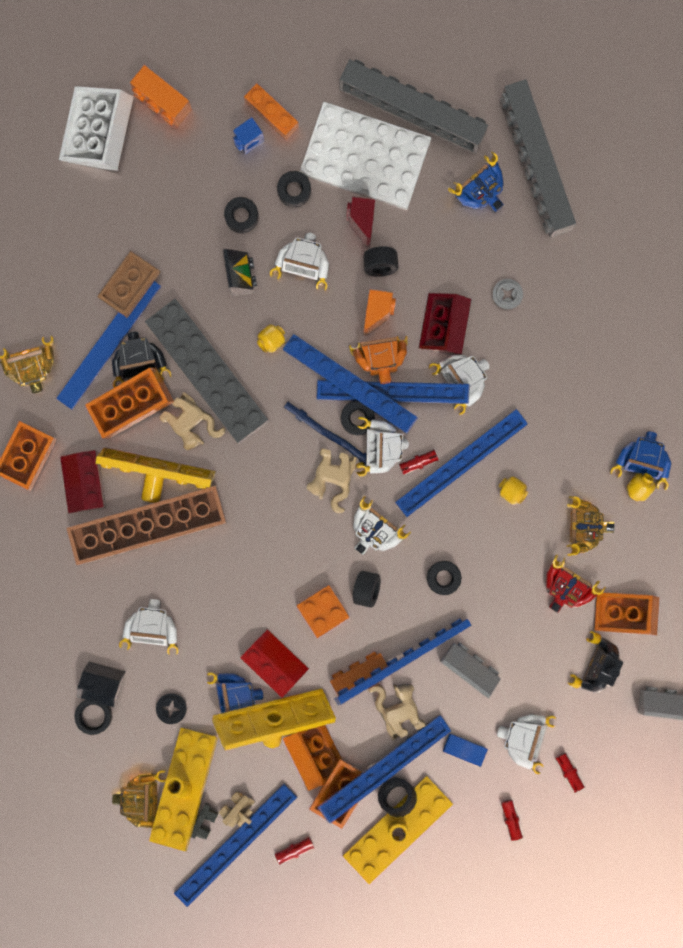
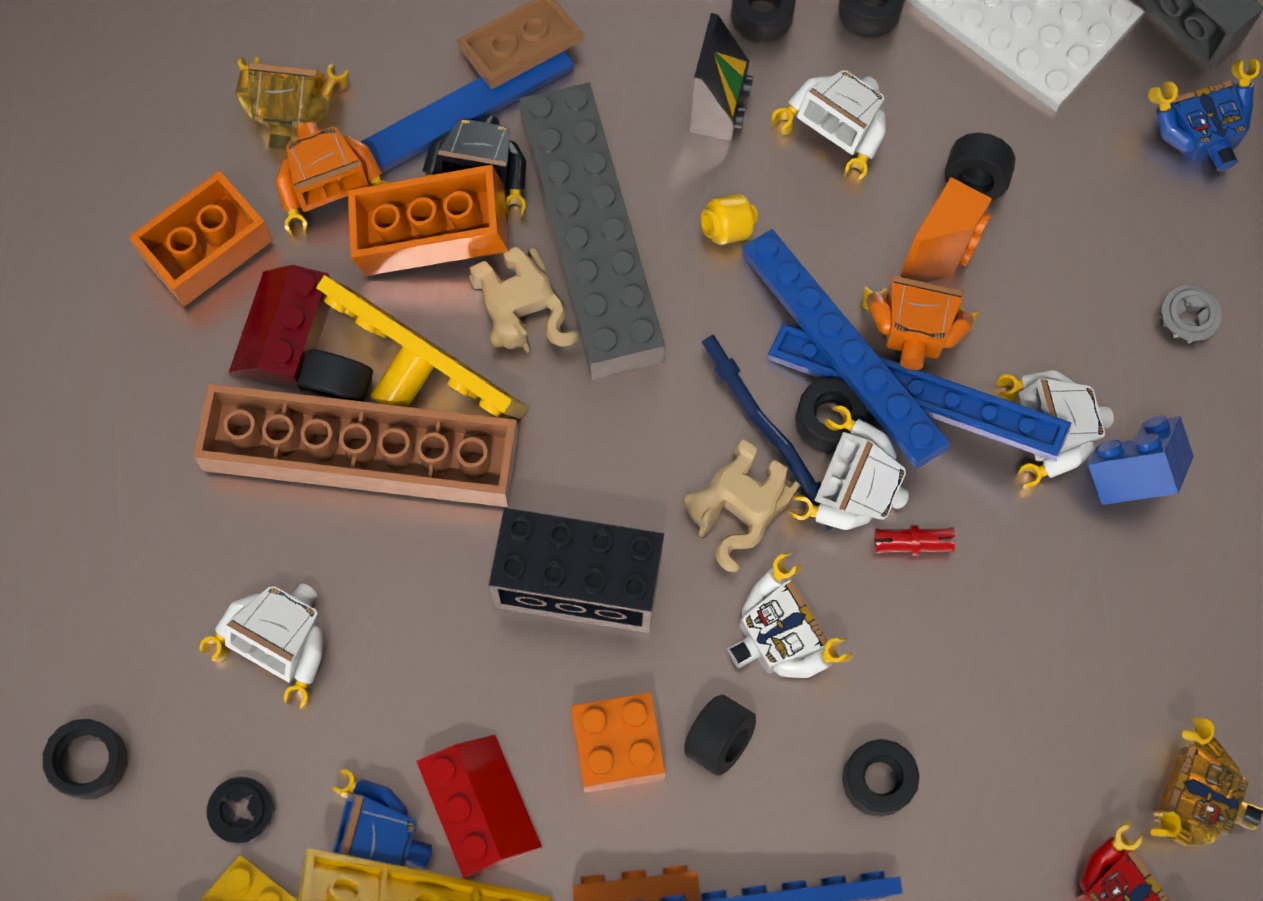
camera: 20 degrees right, 15 degrees down
(67, 396) = (322, 170): none -> orange torso
(100, 684) = (126, 700): black slope -> none
(121, 497) = (334, 376): none -> black tyre
(273, 544) = (576, 570): none -> black brick
(361, 215) = (977, 73): dark red slope -> none
(445, 323) = (1058, 315): dark red slope -> none
(461, 463) = (995, 575): blue plate -> none
(511, 385) = (1145, 466): none -> blue brick
(513, 490) = (1079, 665): yellow head -> none

